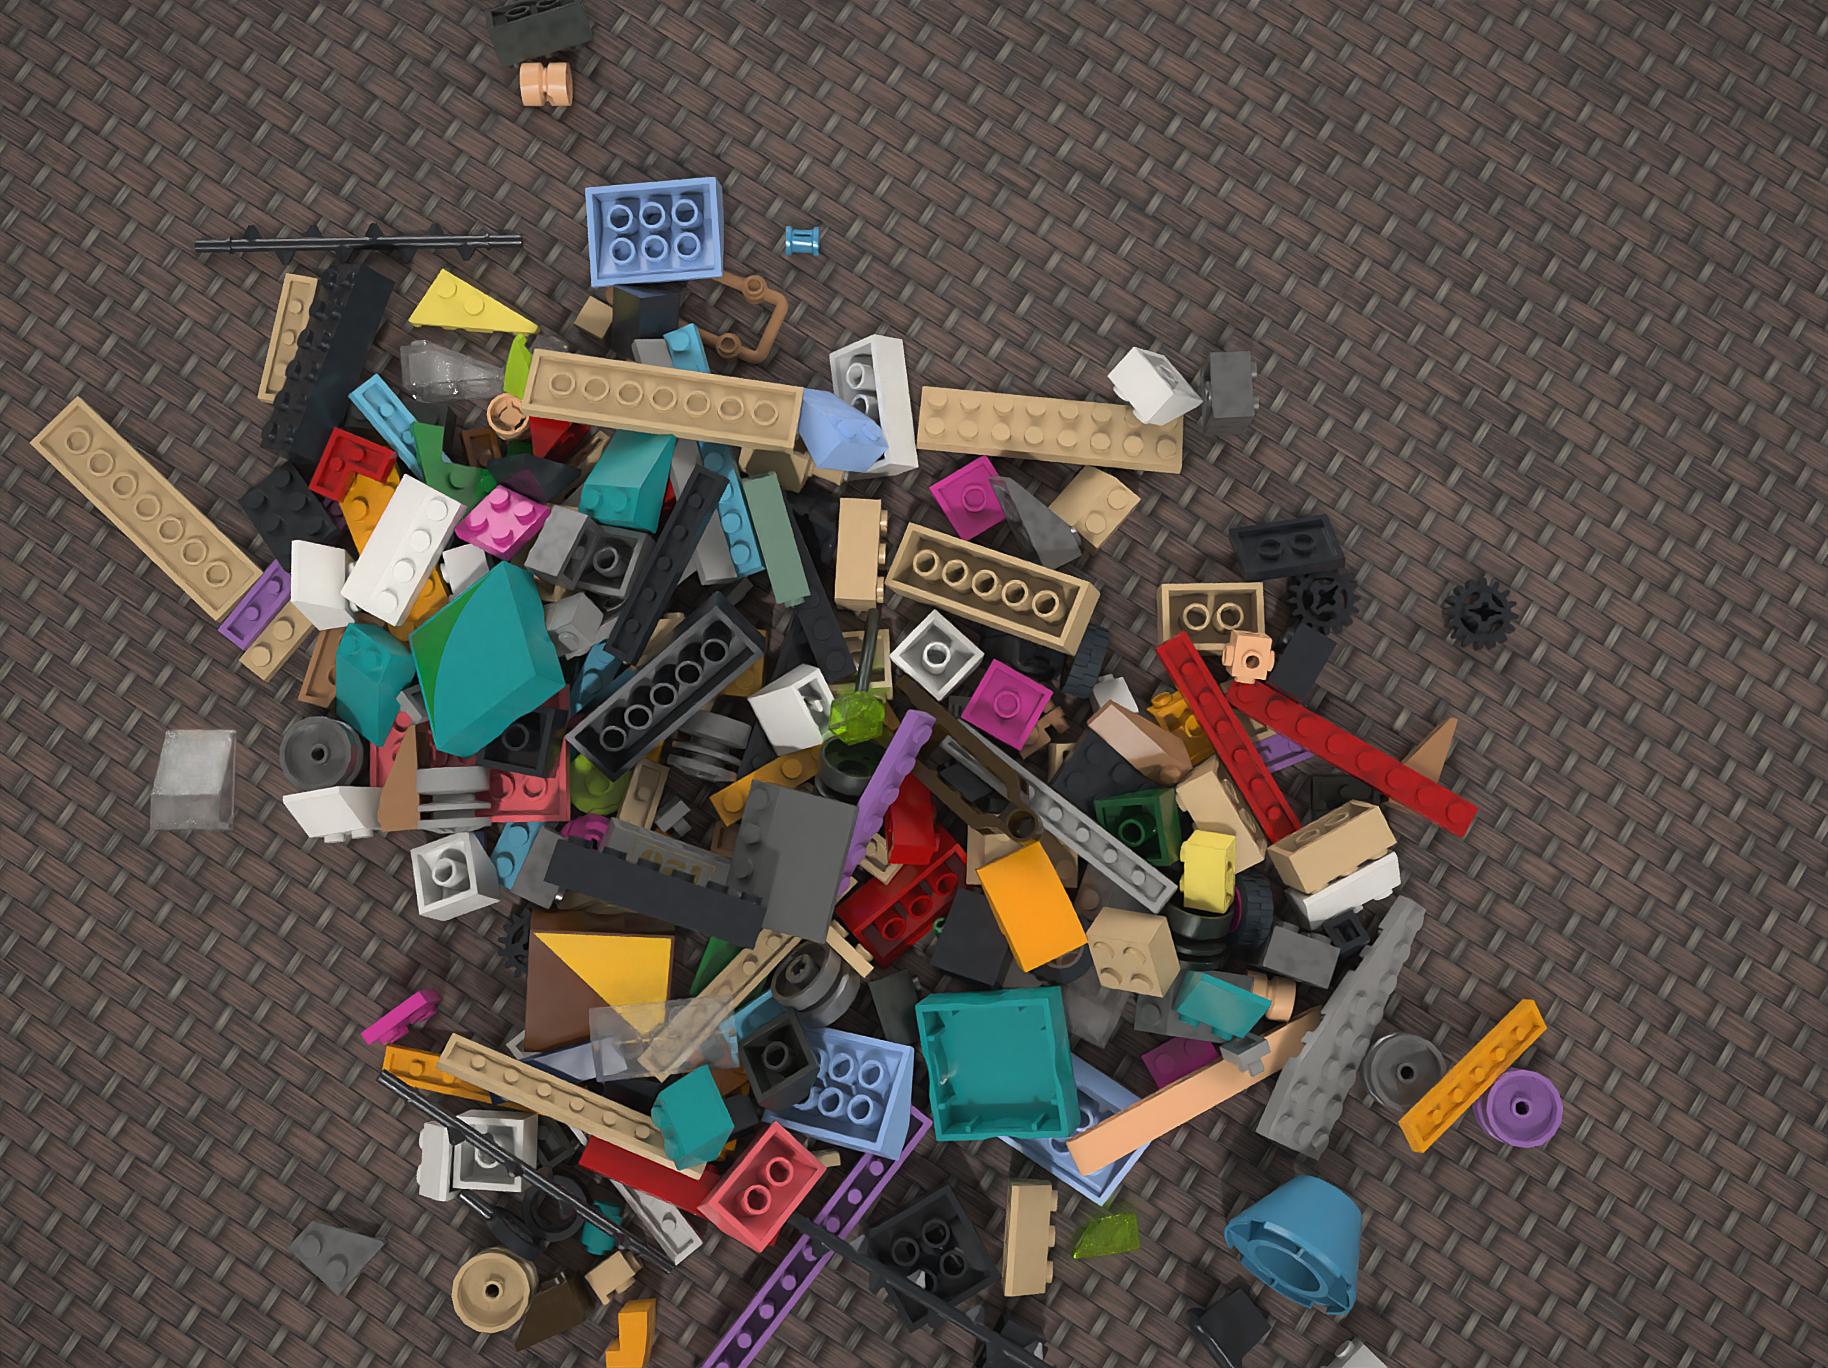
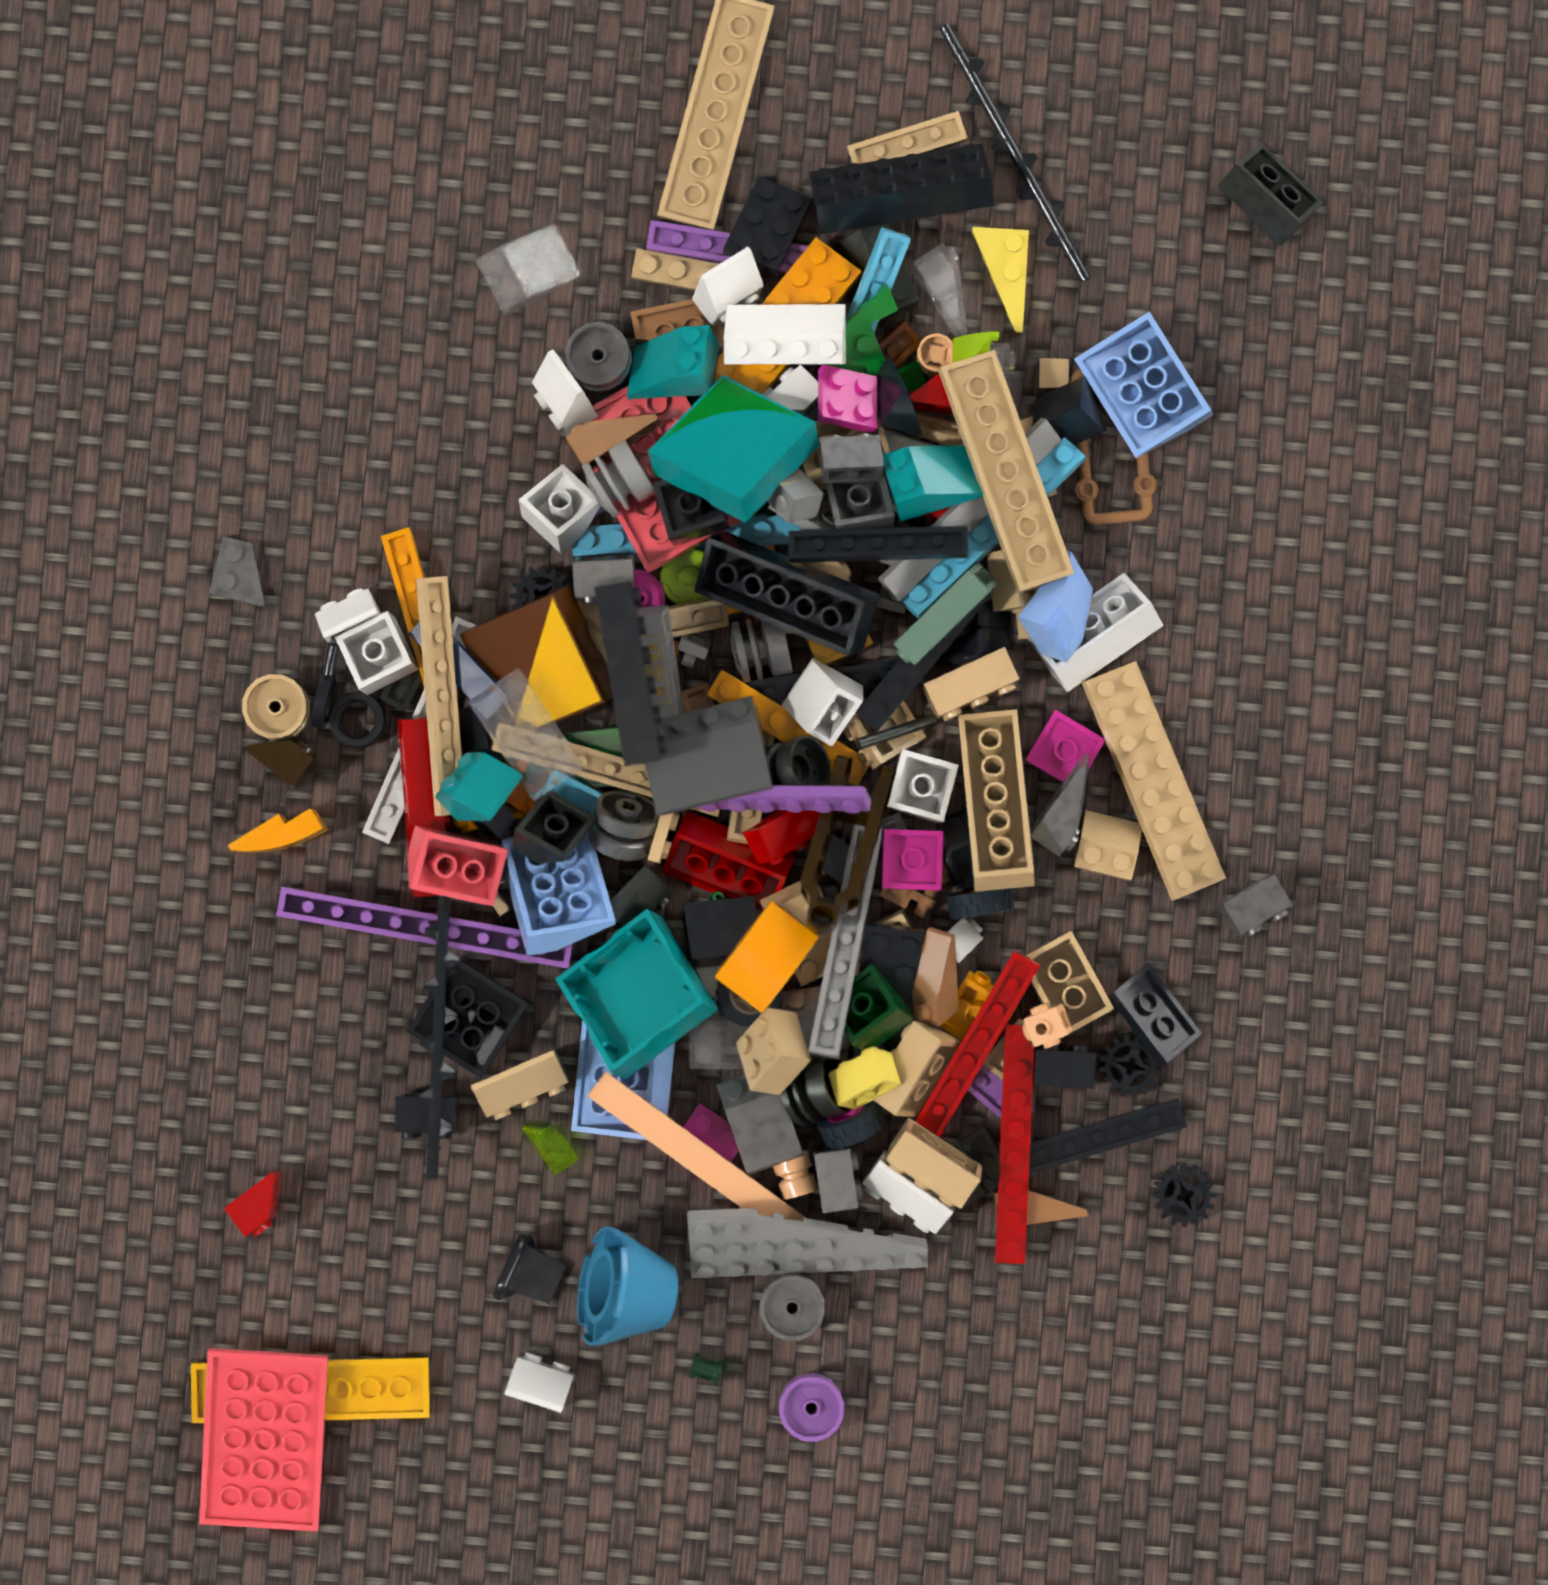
camera: 65 degrees right, 5 degrees up
(344, 458) = (834, 247): red plate -> none
(394, 1024) = (426, 525): dark pink plate -> none
(413, 703) = (674, 408): light grey tile -> none
(541, 1179) = (375, 697): black plant -> none
(546, 84) = (1222, 229): light nougat wheel -> none
(596, 1240) = (360, 761): teal brick -> none
(614, 1273) = (332, 790): tan brick -> none
(802, 241) = (1203, 502): dark azure bush -> none
(856, 717) = (840, 749): clear neon green brick -> none
(1153, 387) = (1229, 844): white slope -> none
(1219, 1005) = (765, 1133): teal slope -> none
(1246, 1053) = (742, 1174): light grey tile -> none
(1347, 935) = (872, 1211): black brick -> none
(1381, 658) = (1106, 1135): none -> black plate
(1422, 1195) = (706, 1369): none -> clear green bush
(1472, 1076) = (817, 1358): light orange plate -> none

